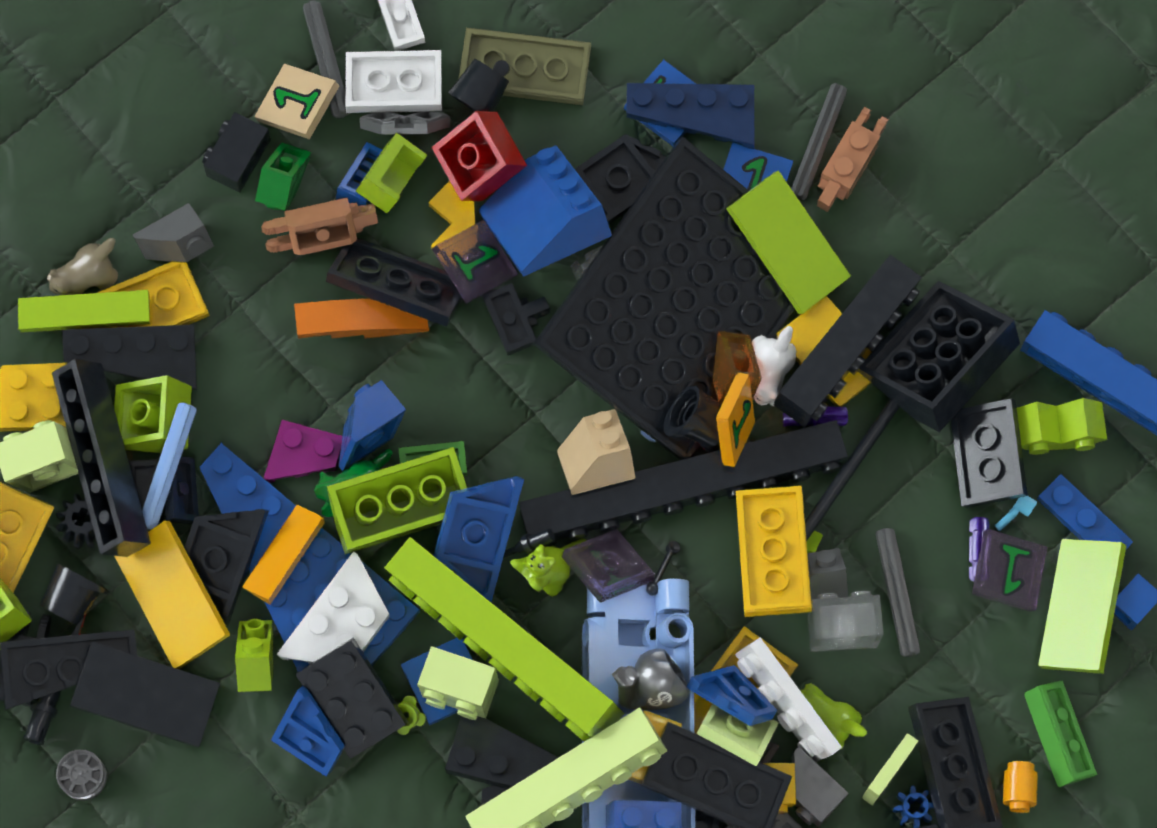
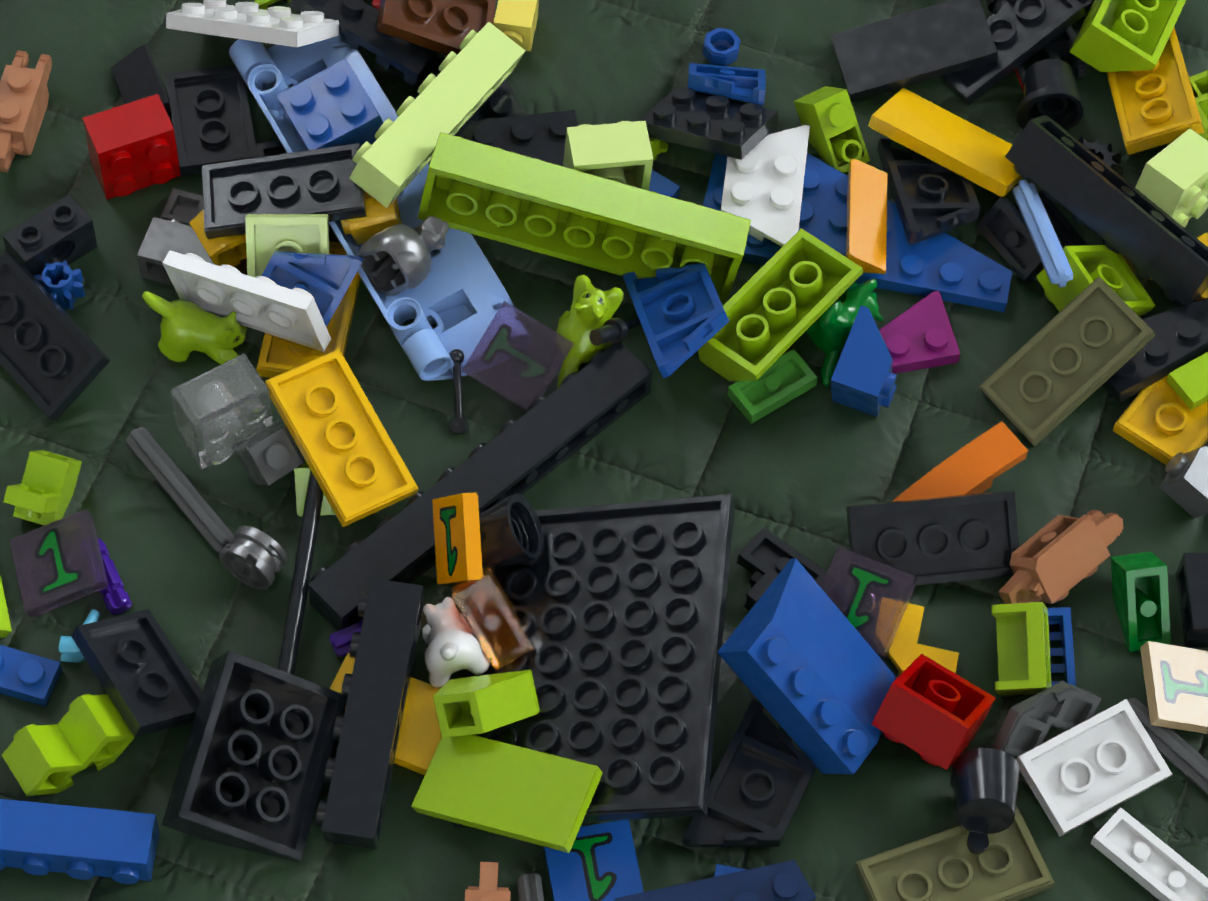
camera: 150 degrees right, 15 degrees down
(217, 361) = (1067, 361): none -> olive tile
(291, 779) = (721, 47): none -> blue tile
(596, 453) = (594, 457): tan slope -> none
(774, 303) = (485, 702): none -> lime slope
(873, 503) = (252, 557): none -> flat silver wheel
(890, 769) = (102, 293): yellowish green tile -> none
(998, 631) = (45, 487): none -> lime brick

